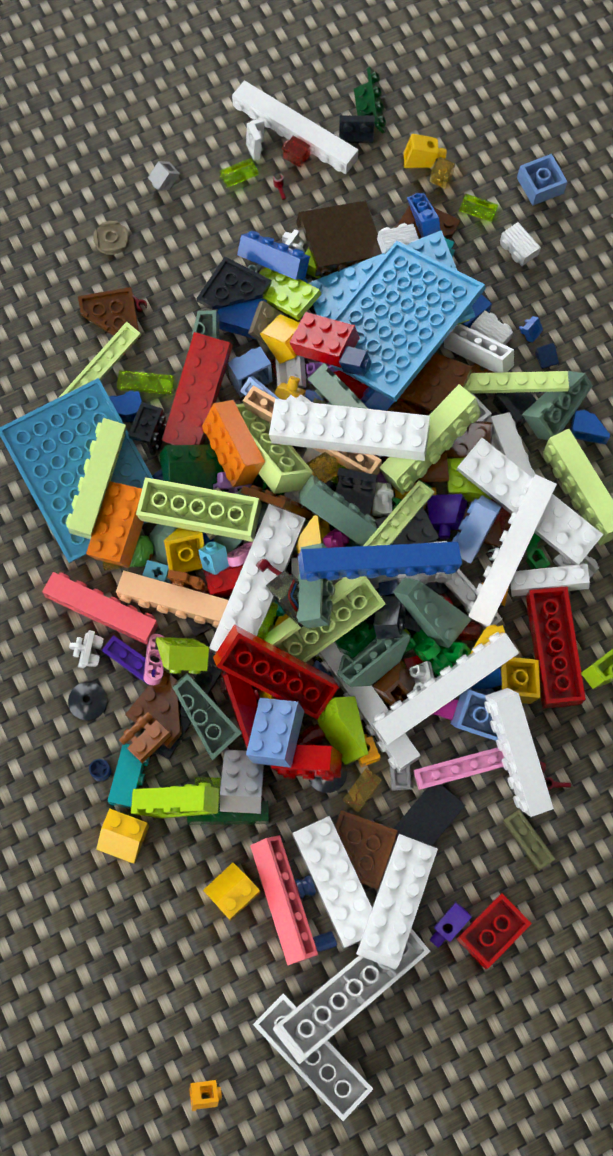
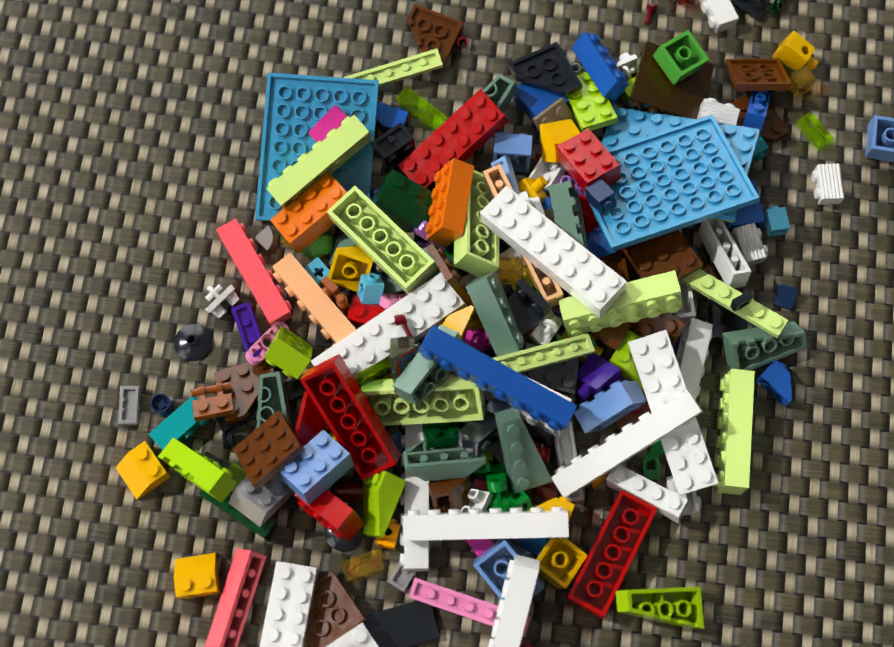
camera: 35 degrees right, 0 degrees up
(71, 789) = (129, 405): none -> light grey plate
(81, 441) = (329, 121): none -> dark pink slope
(88, 574) = (265, 238): none -> light grey tile
(178, 761) = (228, 439): none -> black bush
(225, 744) = (268, 449): none -> reddish brown plate
(305, 887) = (256, 613): dark blue wheel -> none
(337, 208) = (681, 57): none -> bright green brick
(405, 187) = (758, 75): none -> reddish brown plate
(500, 299) = (776, 221): none -> medium azure brick
(523, 378) = (741, 301): none -> black tile
(531, 329) = (787, 265): blue tile -> none

